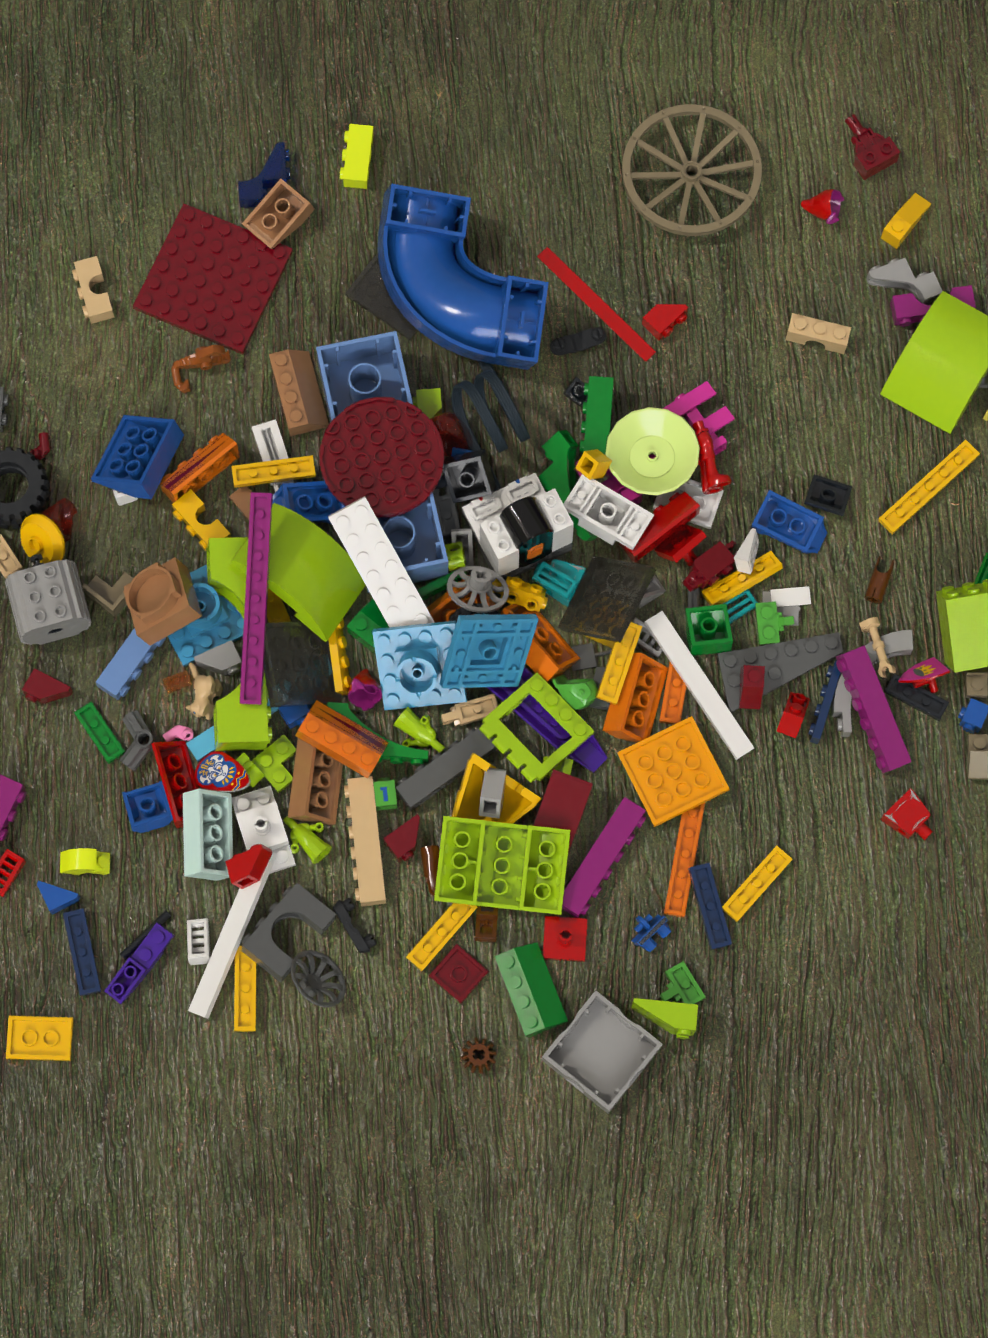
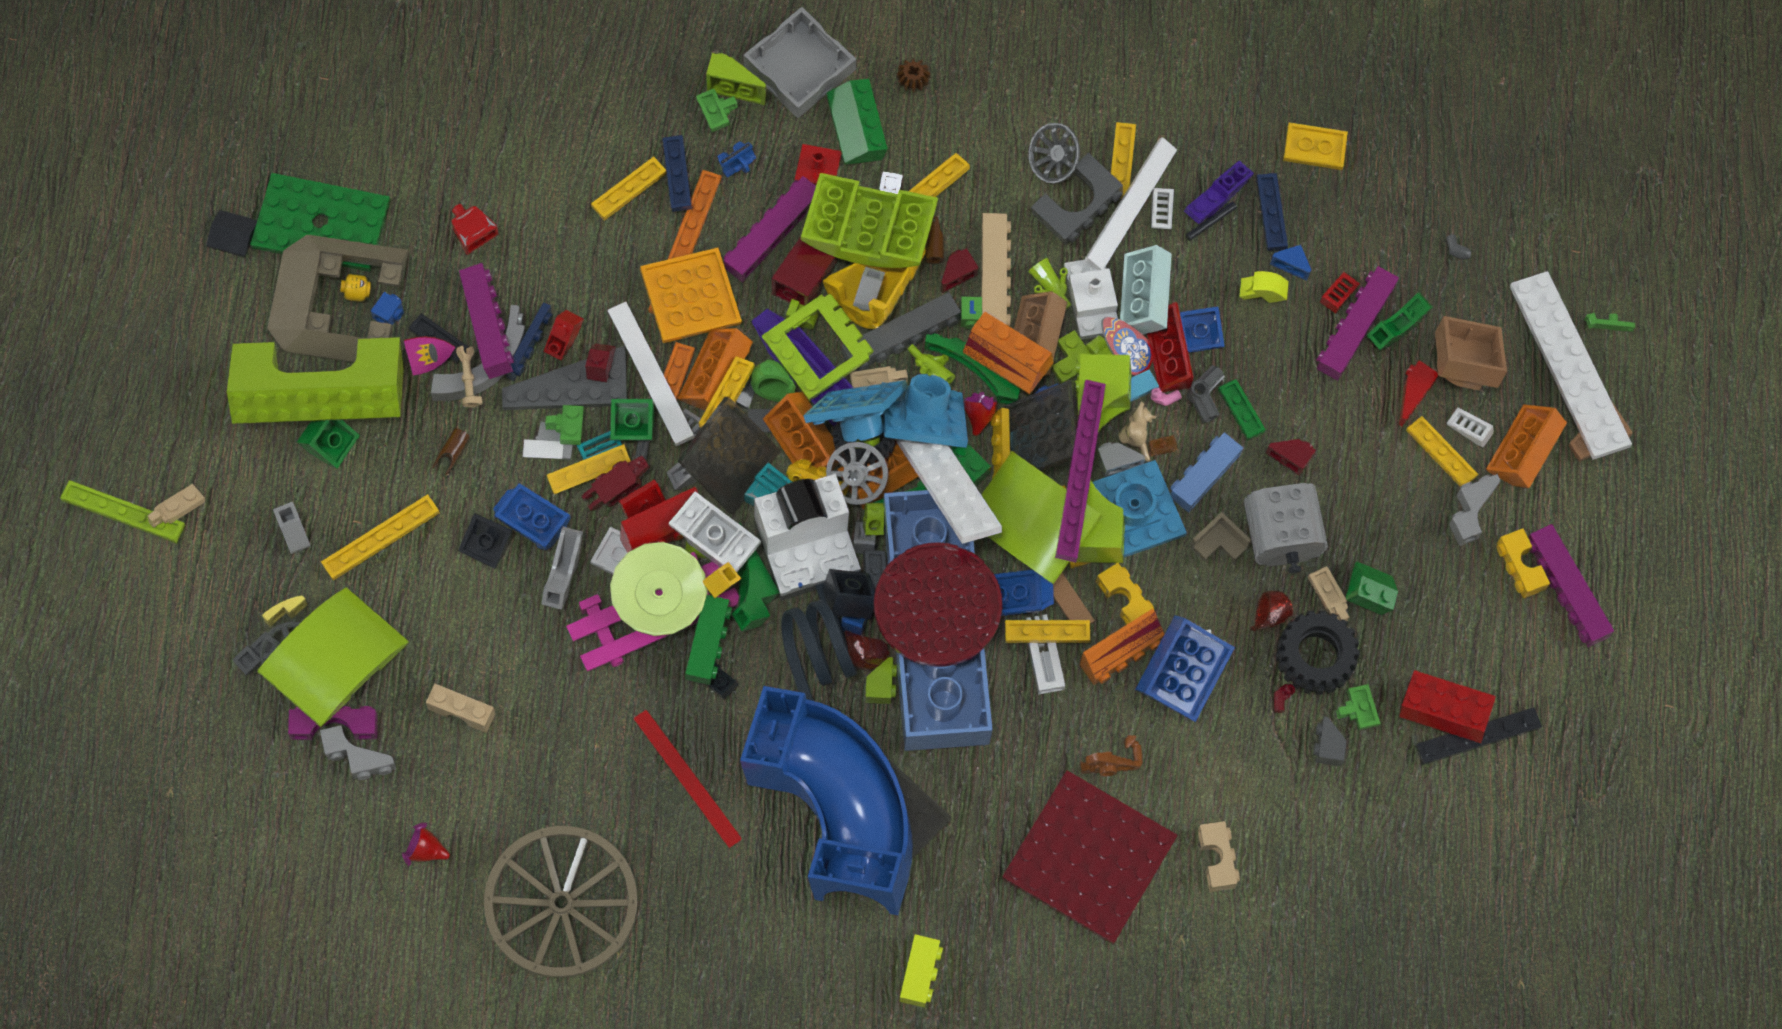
camera: 175 degrees left, 5 degrees down
(42, 537) = (1288, 590): yellow piece -> none
(161, 600) = (1172, 501): medium nougat container -> none
(248, 866) = (1111, 251): red slope -> none
(254, 190) = (1012, 961): clear blue arch -> none
(278, 214) = (1013, 911): medium nougat slope -> none
(298, 391) = (1013, 719): medium nougat slope -> none
(362, 943) = (1023, 214): black piece -> none
(458, 973) = (921, 149): dark red tile -> none
(578, 341) = (713, 735): black piece -> none
(663, 318) = (619, 747): red slope -> none
(711, 479) = (603, 560): red piece -> none
(747, 553) = (579, 488): white slope -> none
(748, 471) = (563, 568): none -> light grey arch
(871, 149) = (358, 901): dark red brick -> none
(905, 220) = (339, 823): yellow slope -> none

